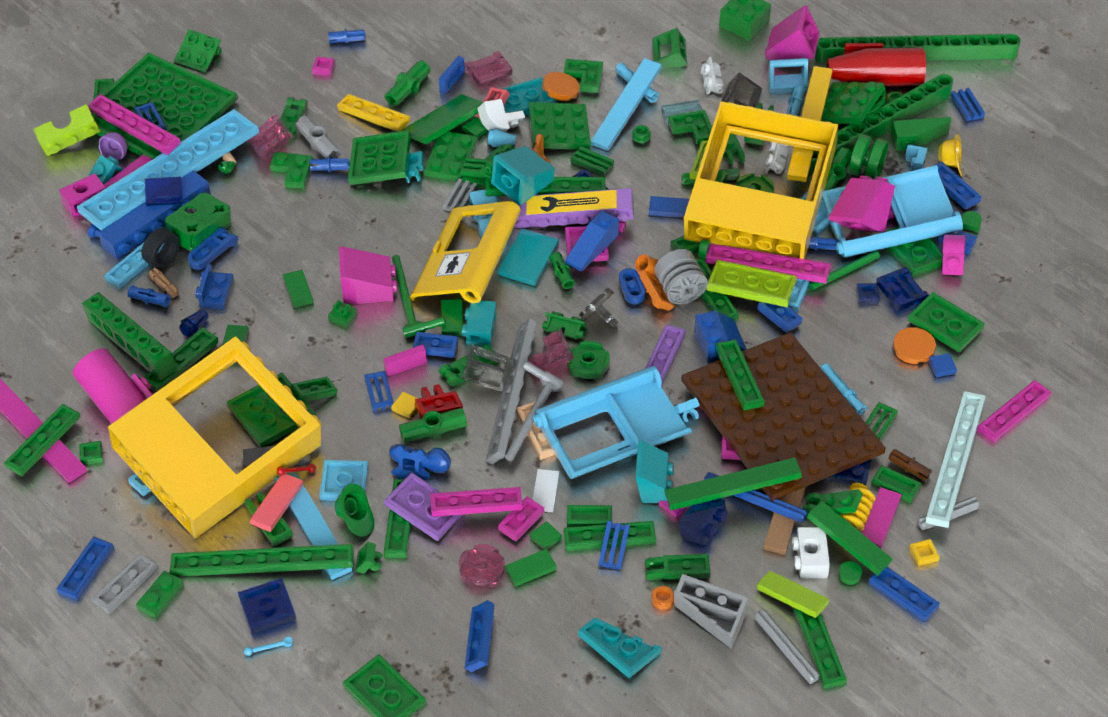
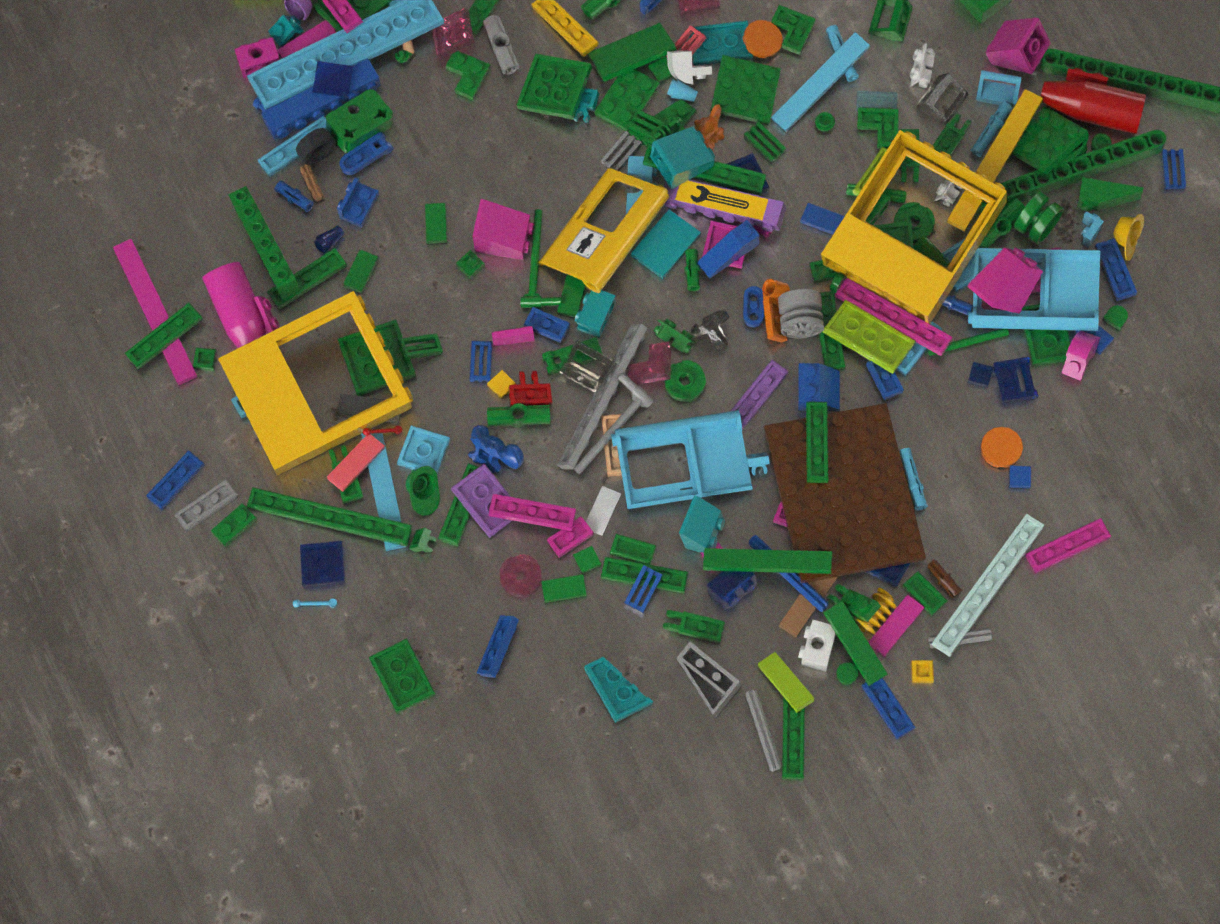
camera: 20 degrees right, 20 degrees up
(330, 164) = (503, 80): blue axle -> none
(662, 597) = (670, 650): orange tile -> none
(886, 426) = (926, 541): green tile -> none
(946, 322) = (1042, 430): green plate -> none

